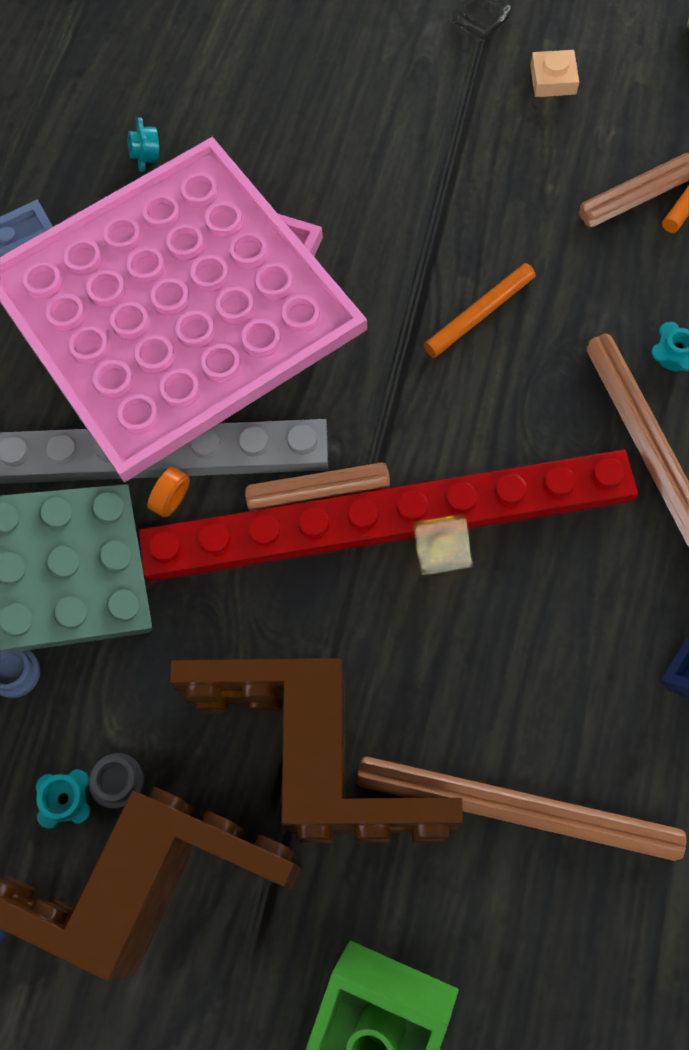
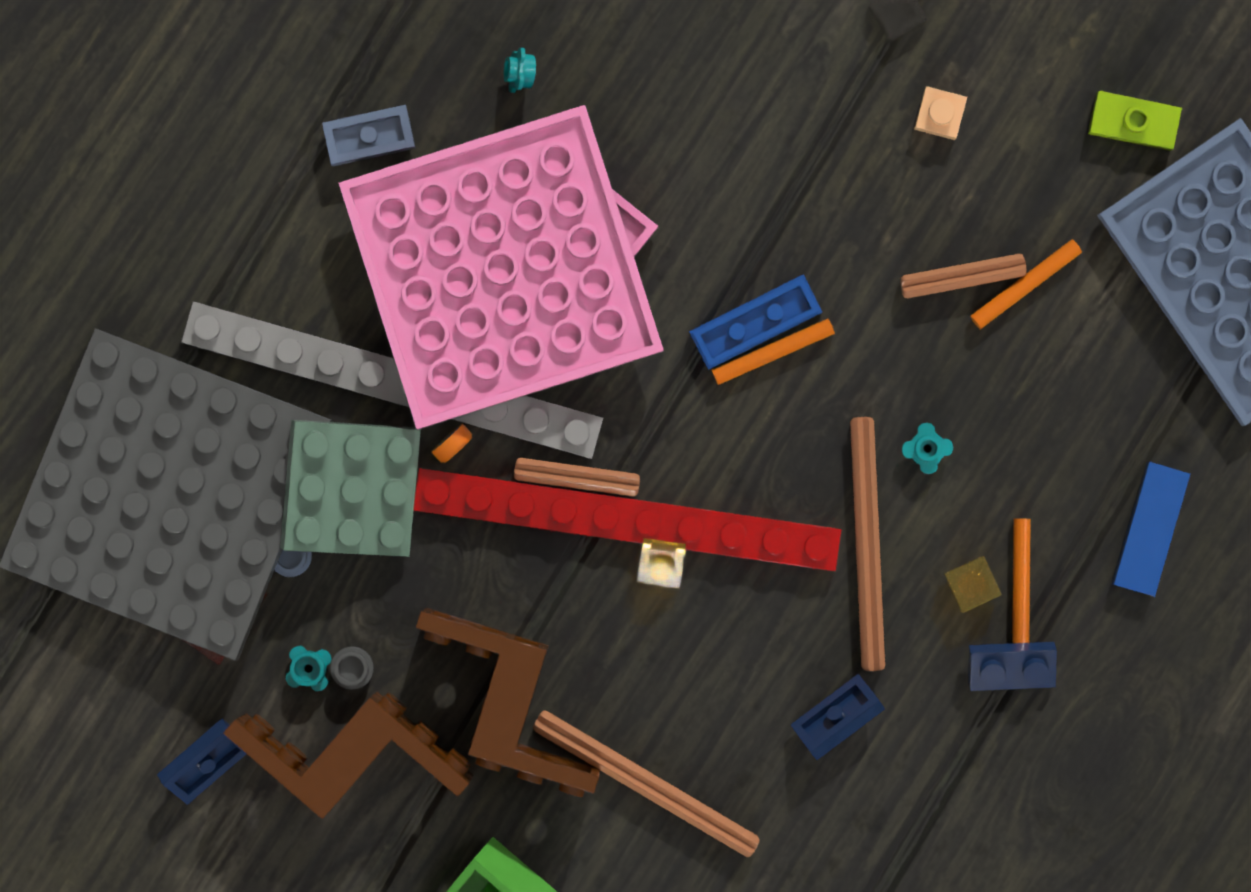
camera: 10 degrees right, 20 degrees up
(451, 289) = (755, 322): none -> blue tile

